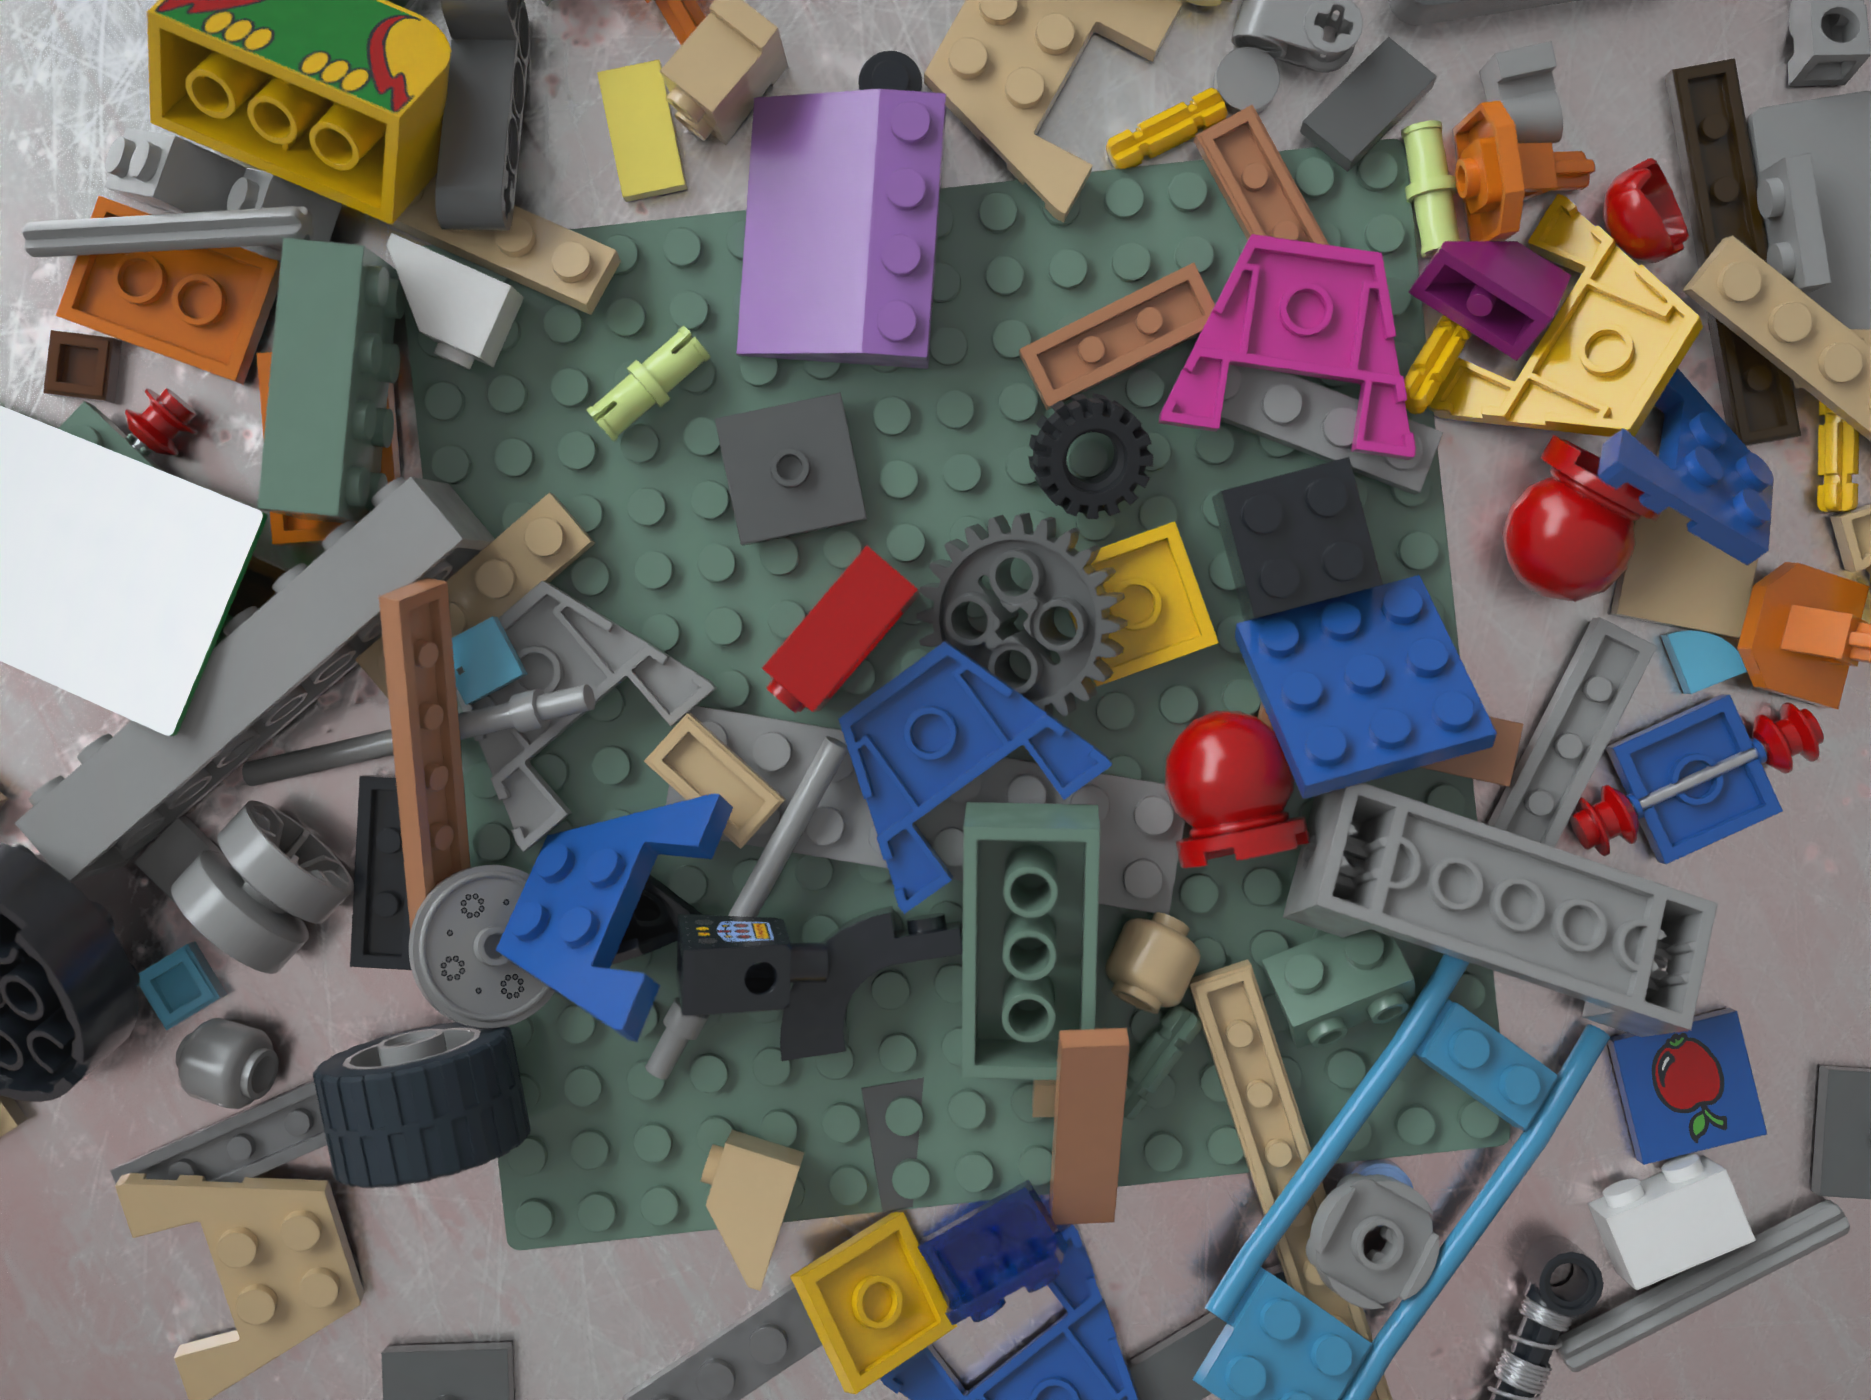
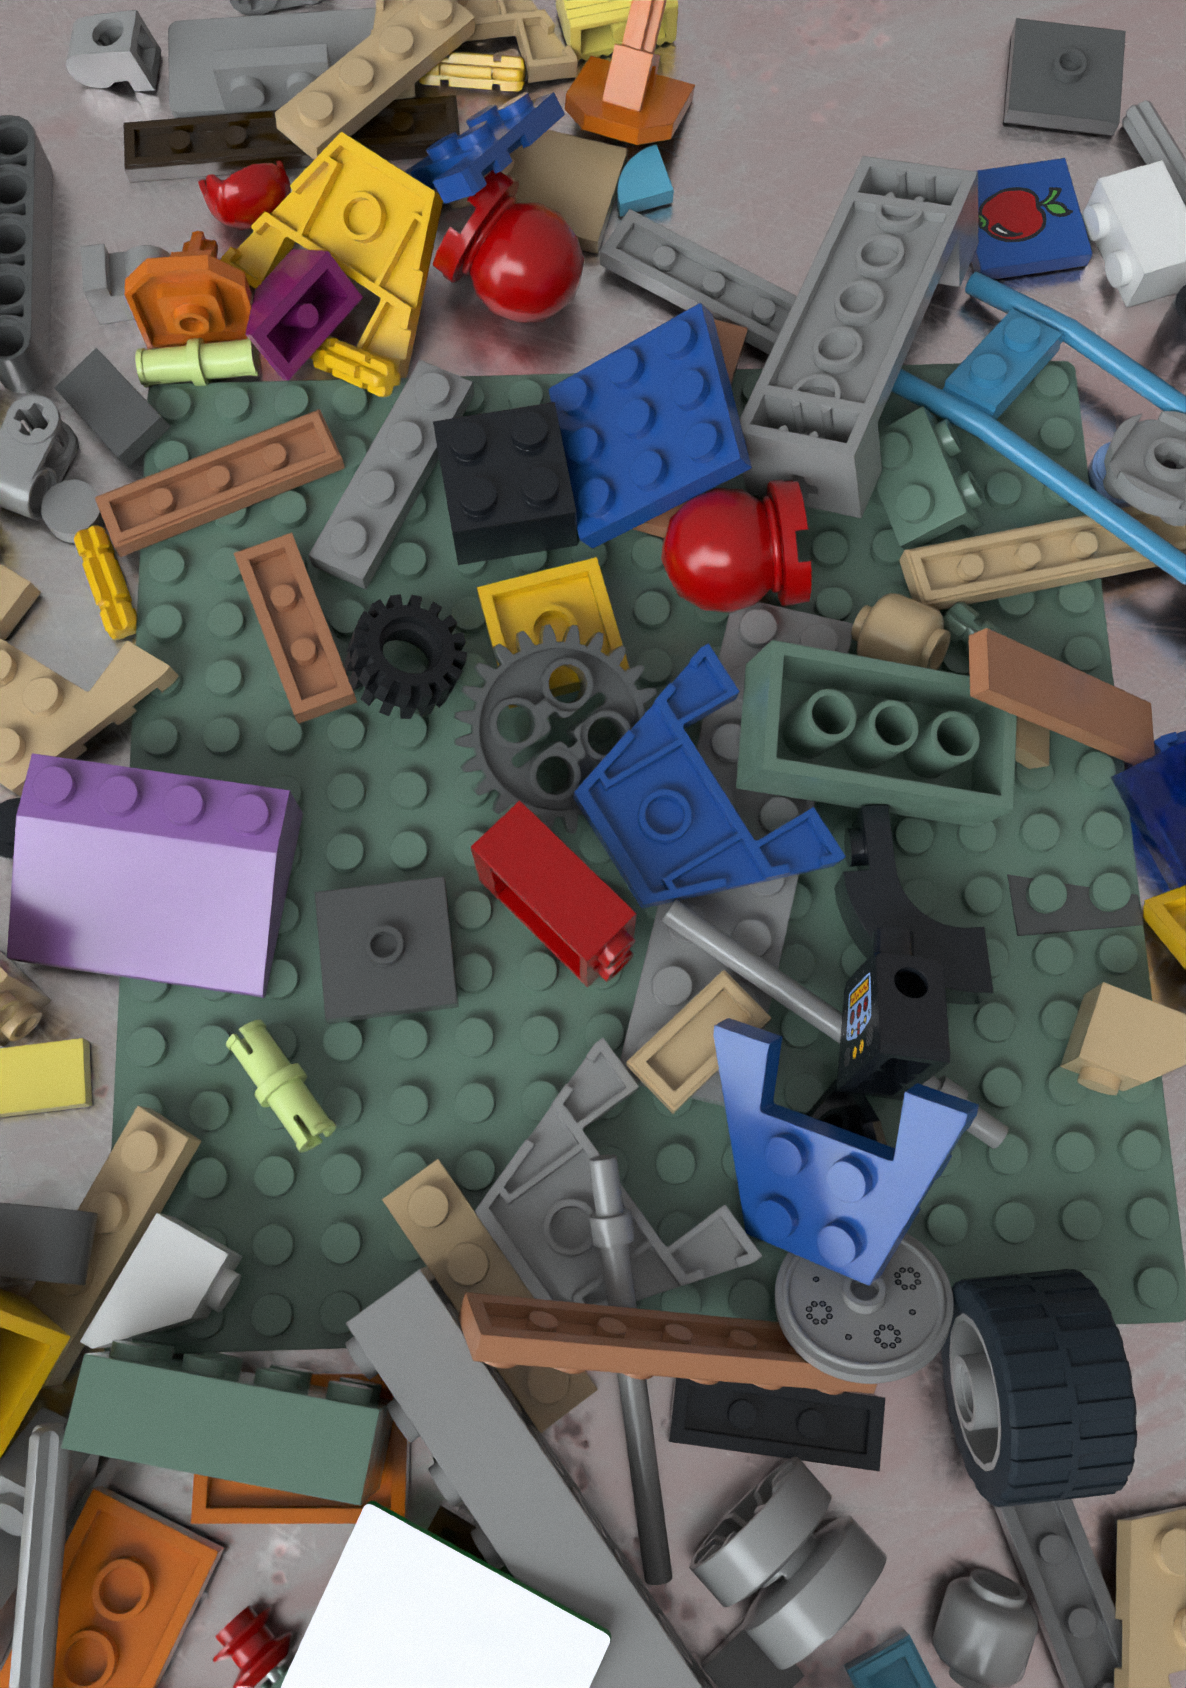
camera: 90 degrees left, 15 degrees down
(484, 661) = (554, 1273): medium azure tile -> none
(1305, 315) = (297, 456): dark pink wing -> none
(1696, 778) = (748, 190): blue plate -> none

